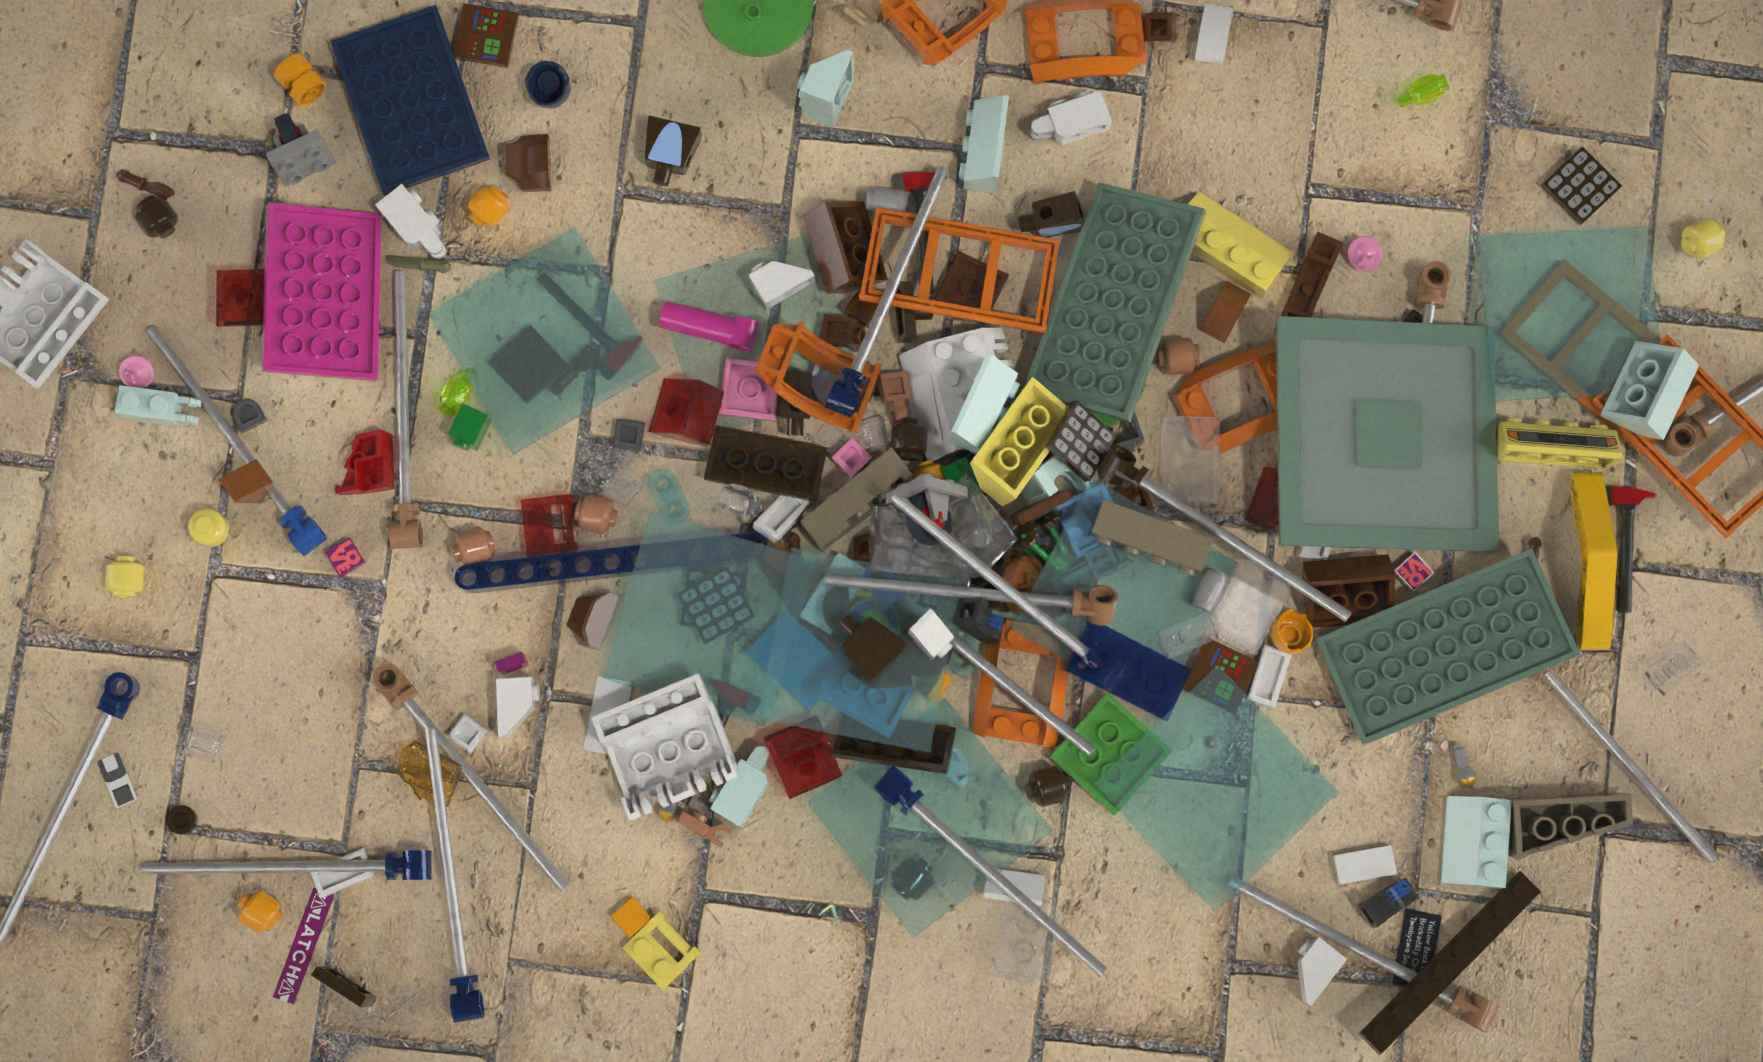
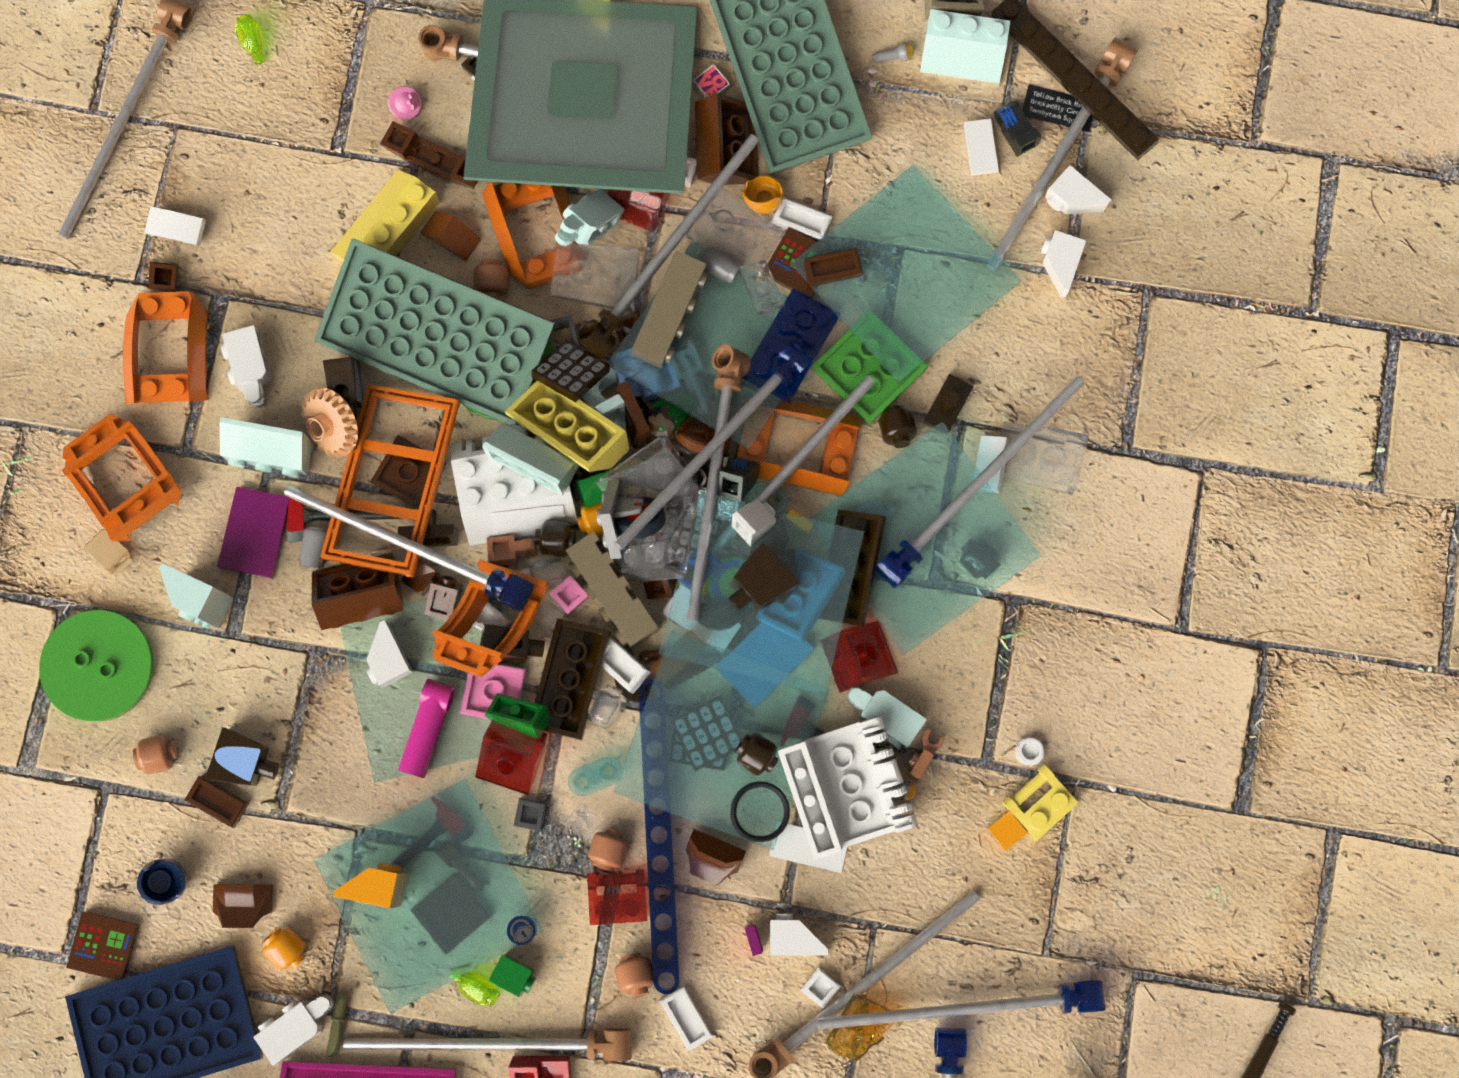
camera: 85 degrees left, 0 degrees up
(433, 601) = (686, 1018): none -> white tile
(512, 432) = (521, 930): none -> tile
(546, 288) = (376, 886): none -> light orange slope
(629, 129) = (216, 801): none -> reddish brown tile
(657, 682) = (776, 833): none -> black tyre
(672, 66) = (155, 754): none -> nougat head
(695, 653) = (756, 754): none -> dark brown head
(714, 938) = (1029, 751): none -> white tile
(725, 415) = (519, 715): none -> green slope
(899, 141) = (254, 532): none -> magenta tile
(1014, 204) = (329, 422): none -> light nougat gear
(1077, 840) = (948, 402): none -> dark brown tile
(1215, 709) = (832, 267): none -> reddish brown tile
(1243, 956) = (1062, 259): none -> white slope
(1247, 450) = (589, 219): none -> light aqua hinge

